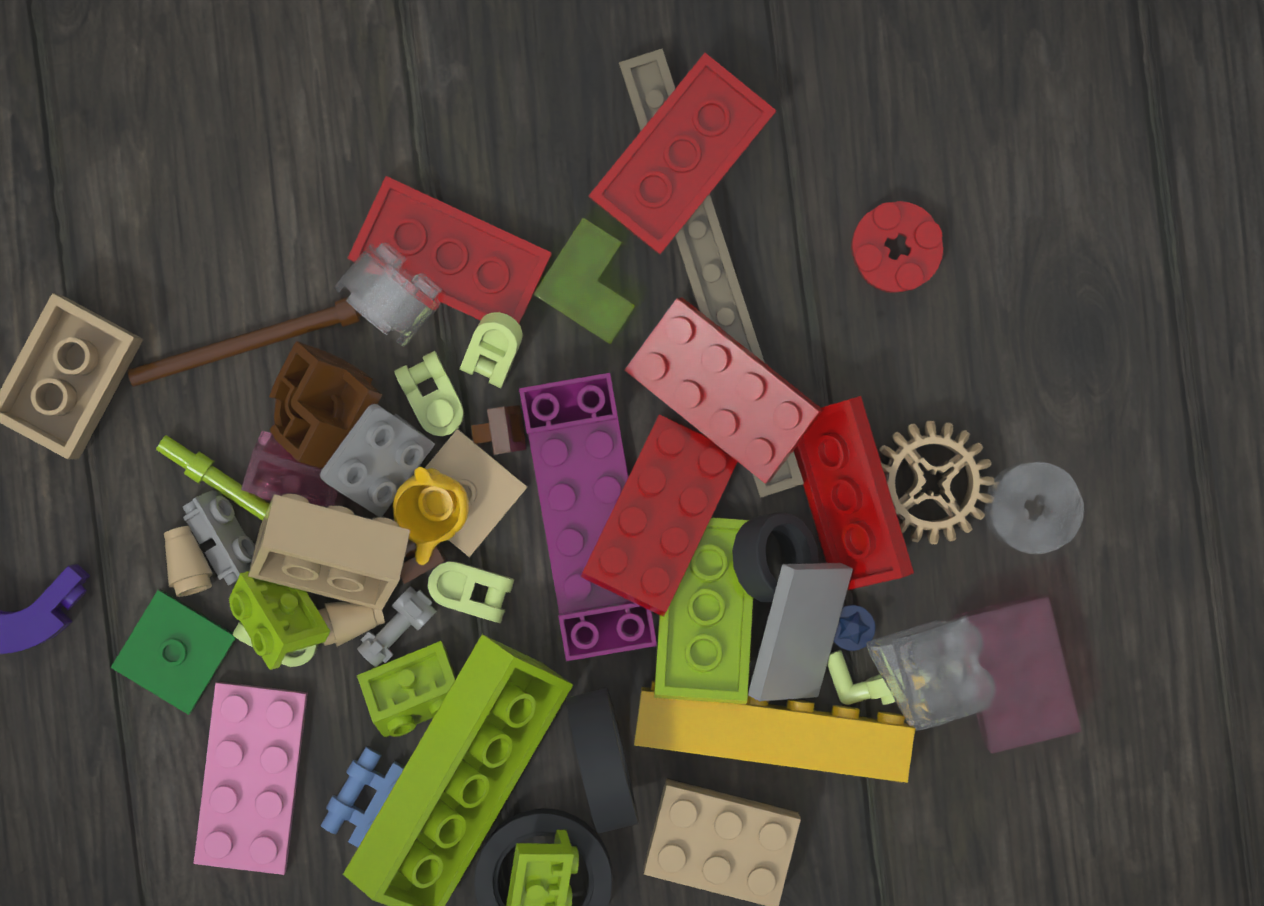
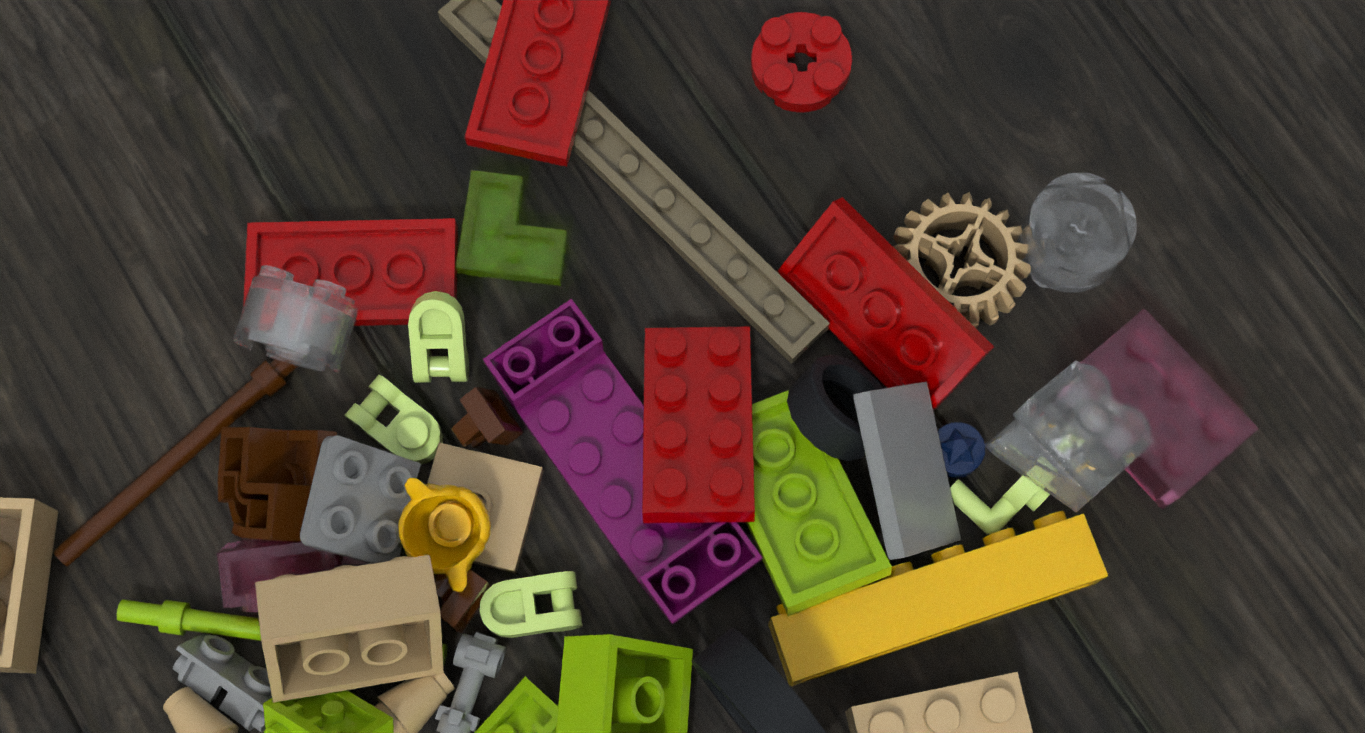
camera: 30 degrees left, 15 degrees down
(723, 390) = (700, 266): plate -> none

